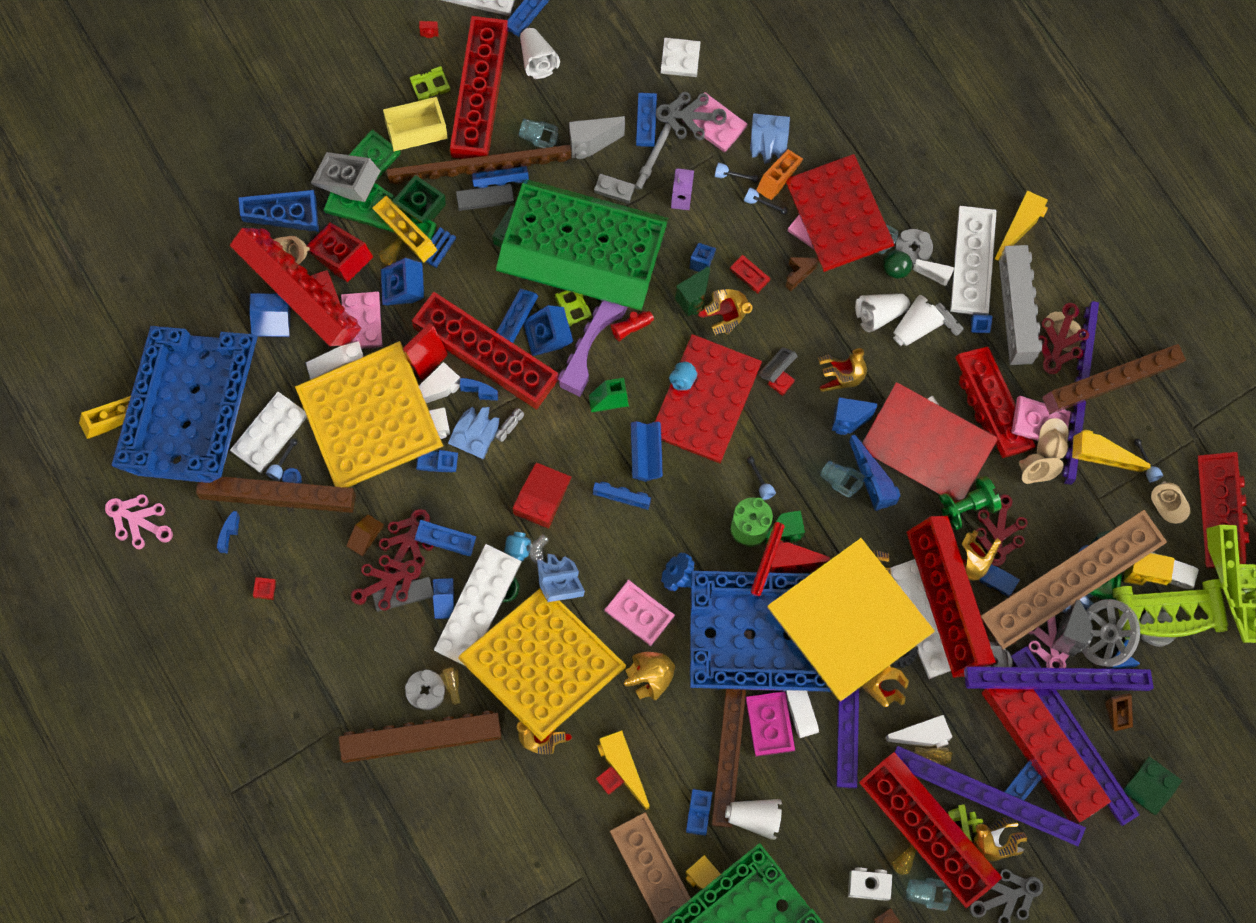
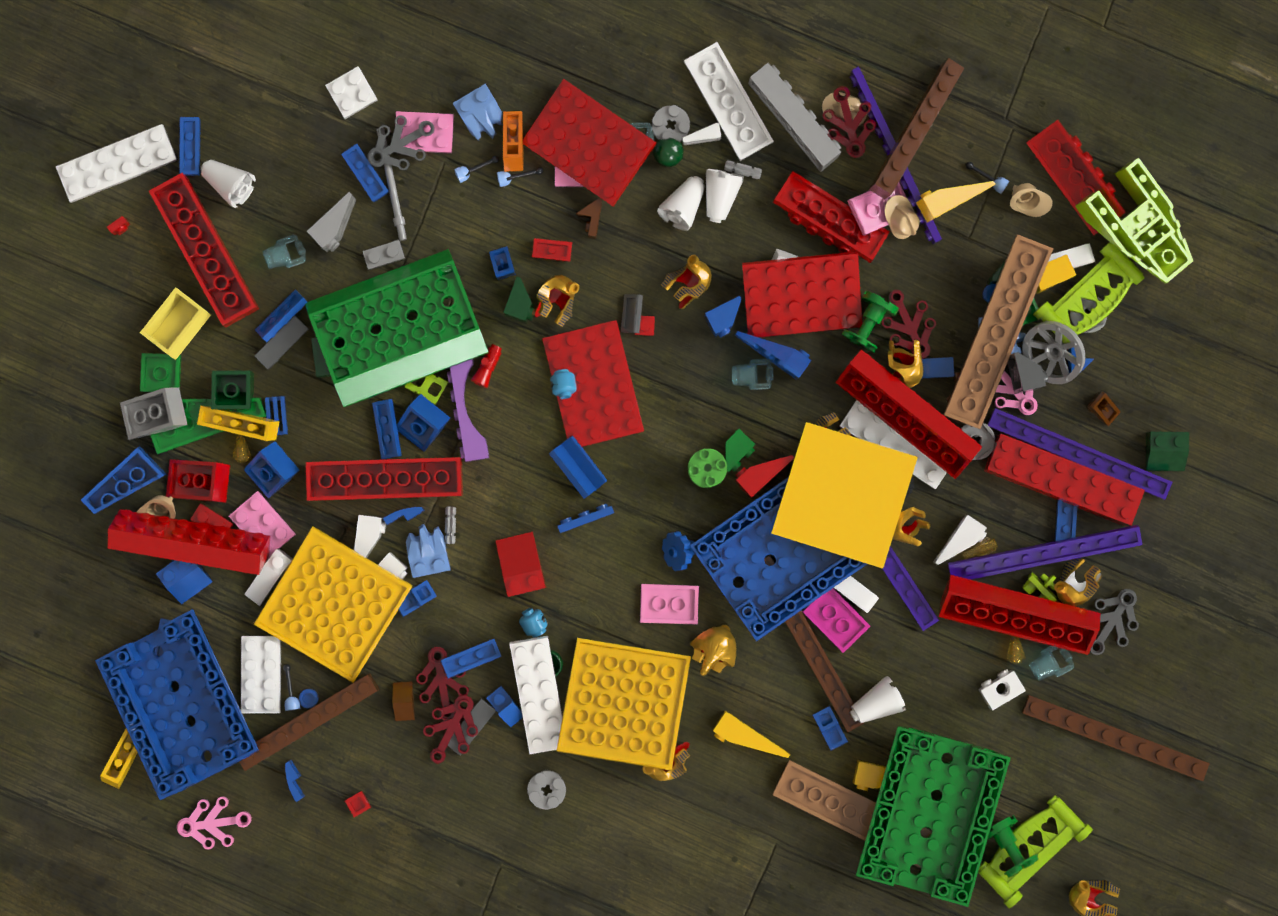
camera: 30 degrees left, 15 degrees up
(420, 737) = (572, 830): reddish brown brick -> none
(425, 351) = (338, 519): red tile -> none
(428, 79) = (152, 271): lime piece -> none
(450, 679) = (560, 767): clear yellow cone -> none
(483, 163) = (250, 323): reddish brown plate -> none
(536, 548) = (549, 613): clear arm -> none
(559, 579) = (586, 625): medium blue plate -> none
(609, 395) = (514, 443): green slope -> none
(610, 780) = (743, 755): red plate -> none
(682, 186) = (442, 216): medium lavender torso -> none
(766, 490) = (697, 428): hinge -> none
(767, 559) = (744, 494): red axle -> none
(981, 323) = (773, 153): blue slope -> none
(1026, 217) = (745, 24): yellow slope -> none
(1038, 469) = (904, 249): tan piece -> none
(1058, 678) = (1039, 420): dark purple plate -> none

